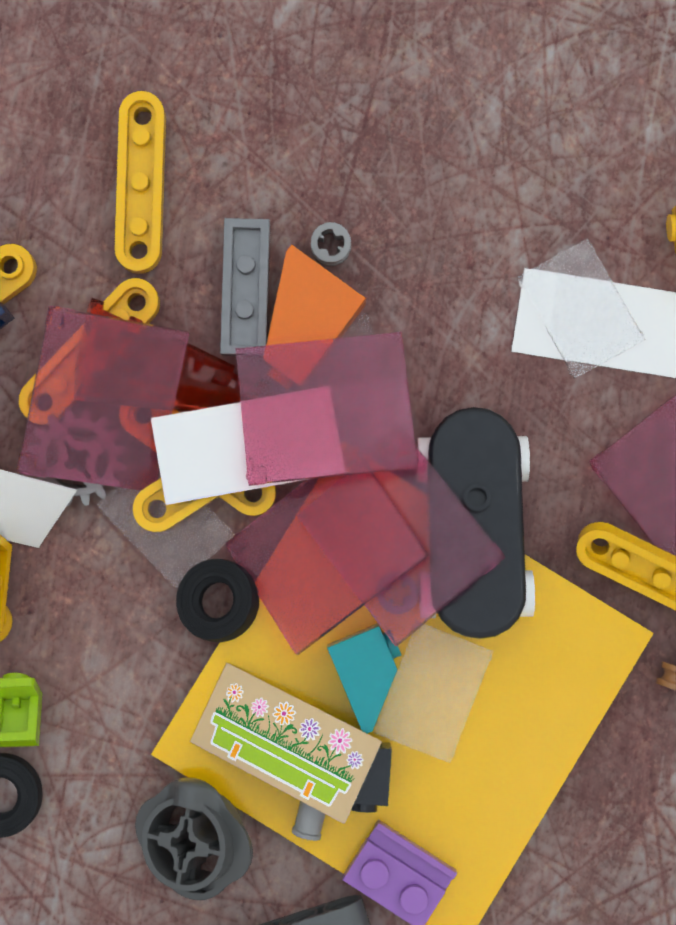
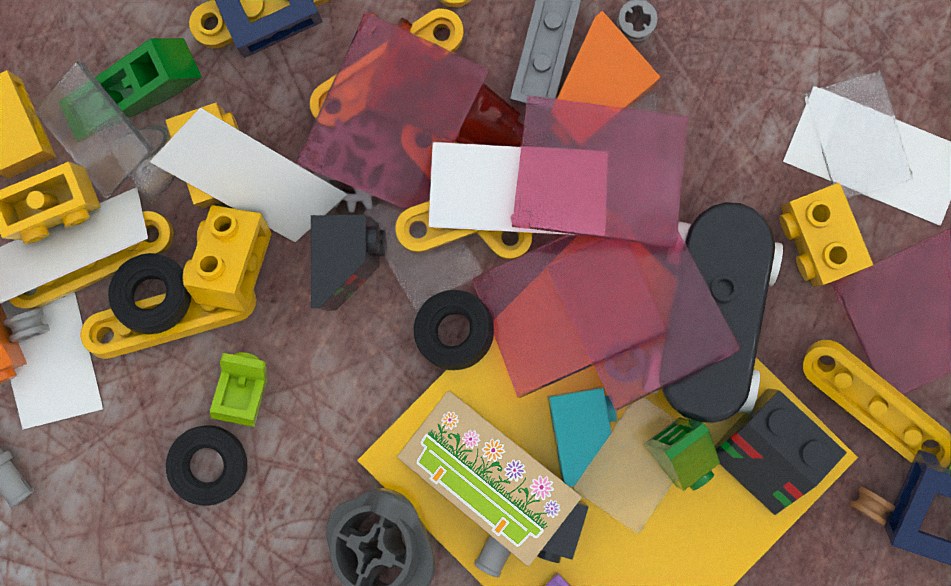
camera: 15 degrees right, 0 degrees up
(86, 555) = (342, 256): none -> black slope
(475, 674) = (685, 453): none -> green slope
(568, 418) = (824, 236): none -> yellow brick
(569, 648) = (777, 451): none -> black slope

